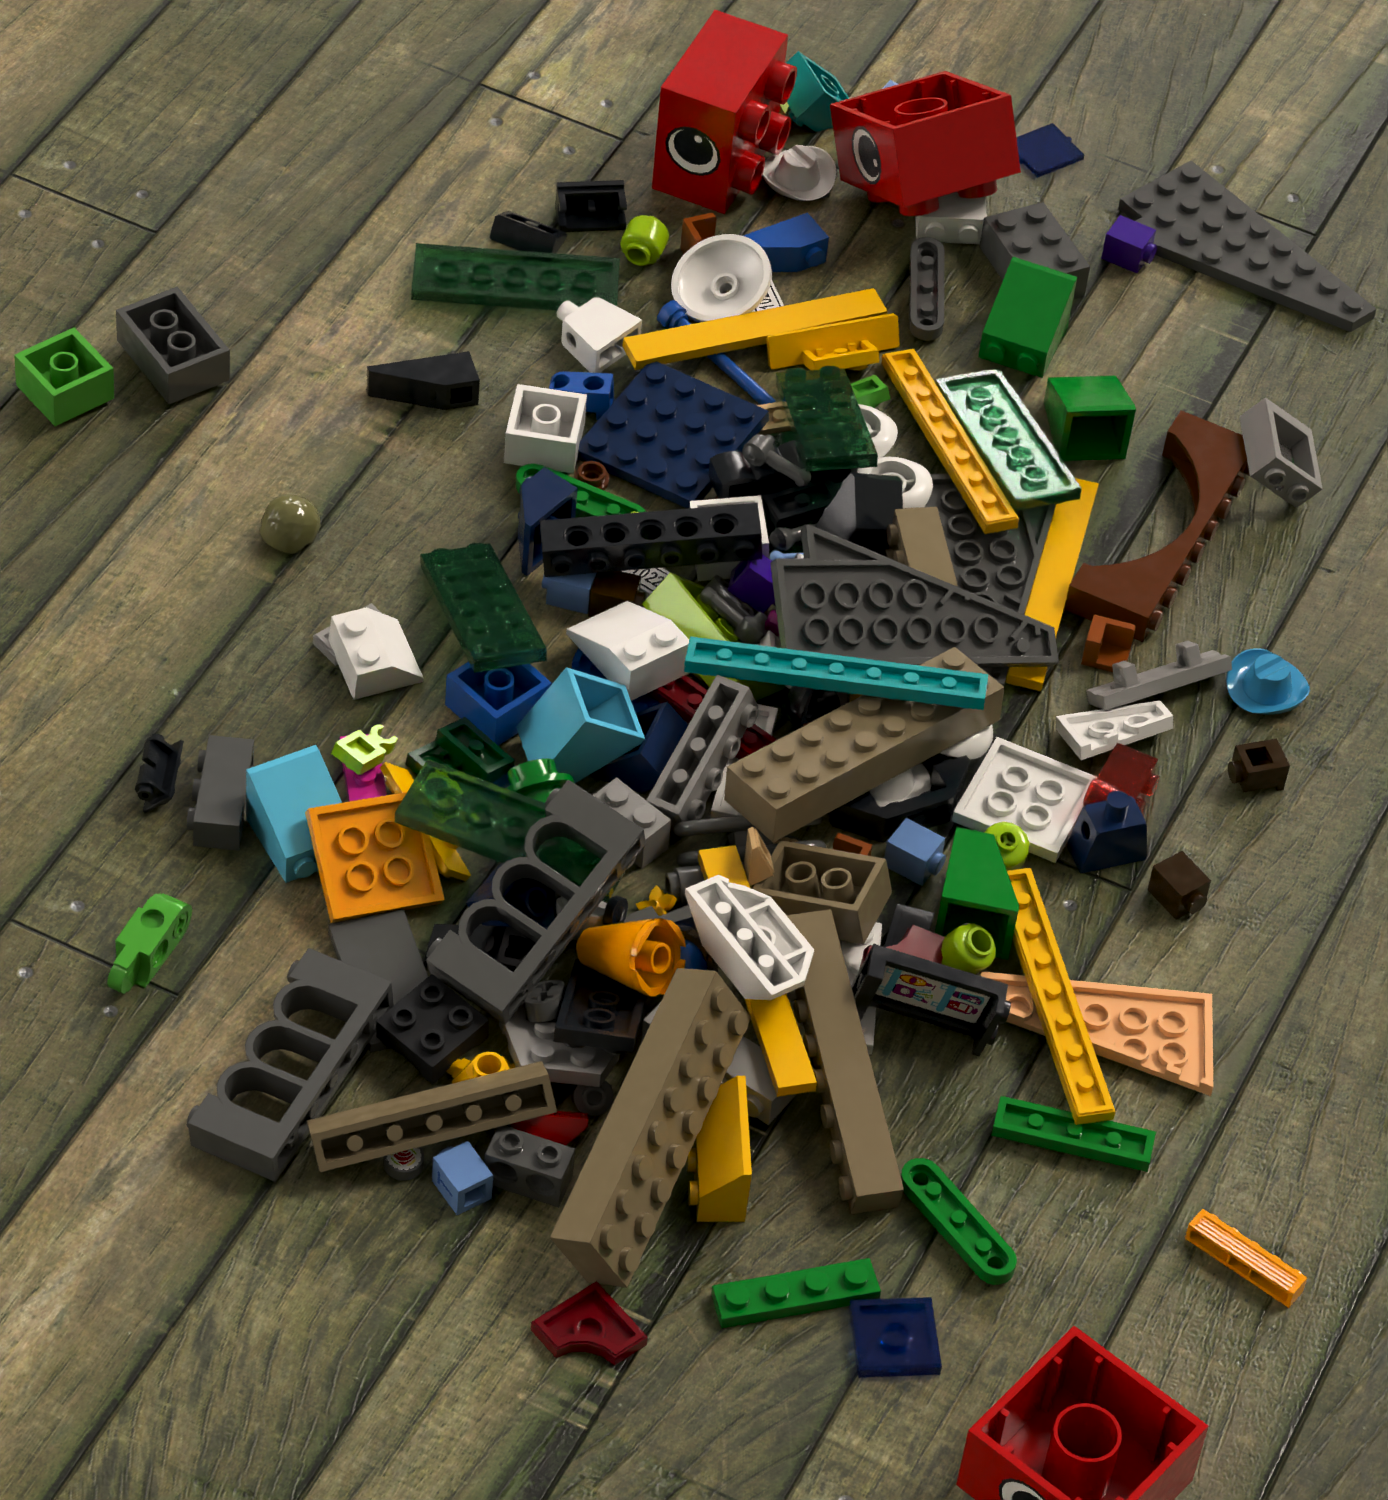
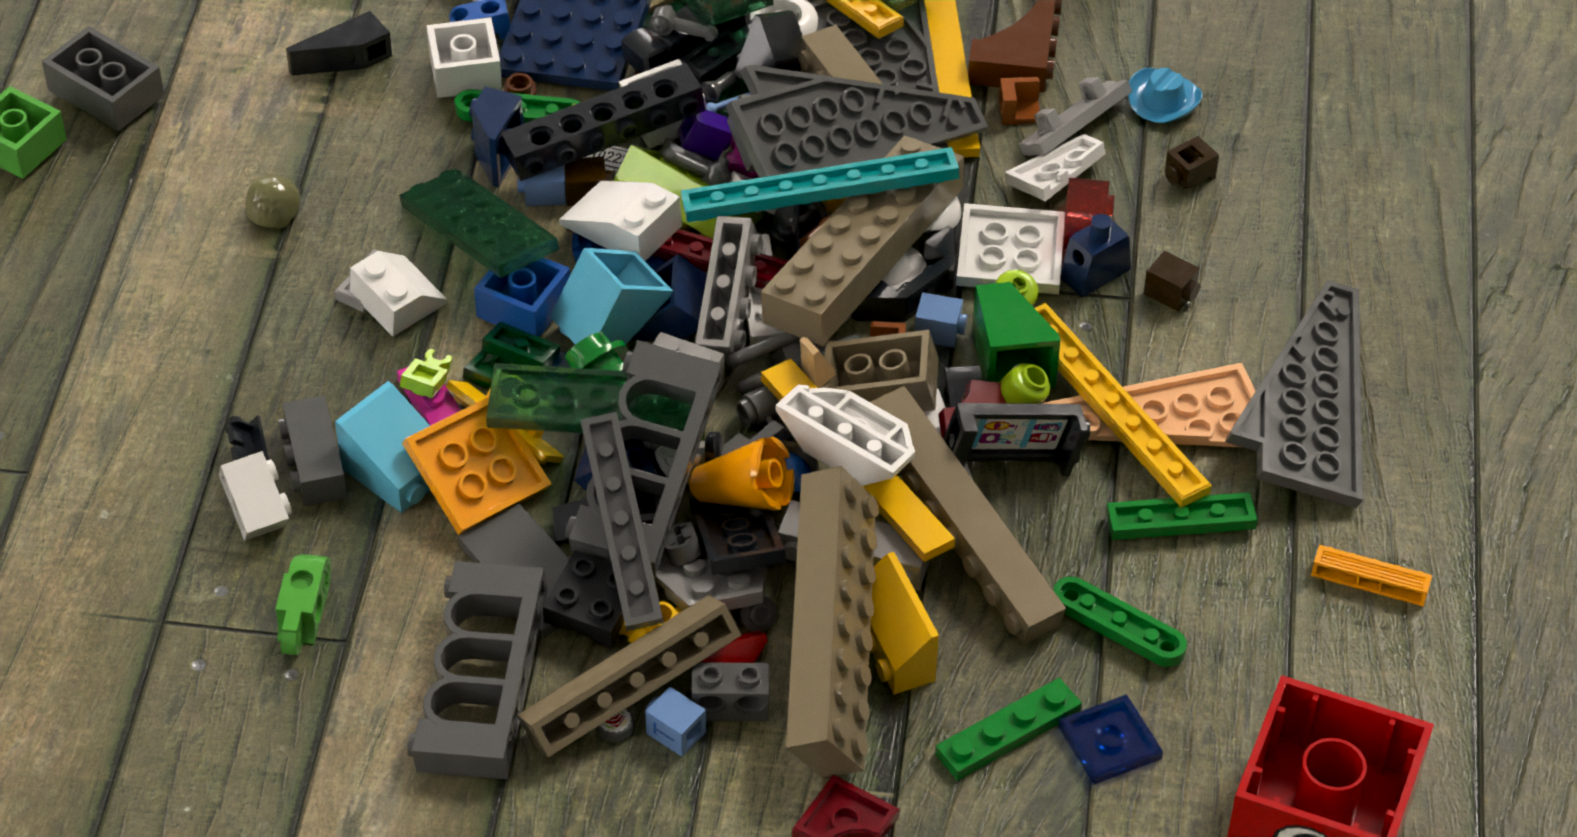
camera: 15 degrees left, 0 degrees up
(143, 820) = (254, 495): none -> white brick
(481, 959) = (622, 521): none -> dark grey plate
(659, 901) = (737, 426): yellow plant -> none
(1259, 1063) = (1310, 405): none -> dark grey wing

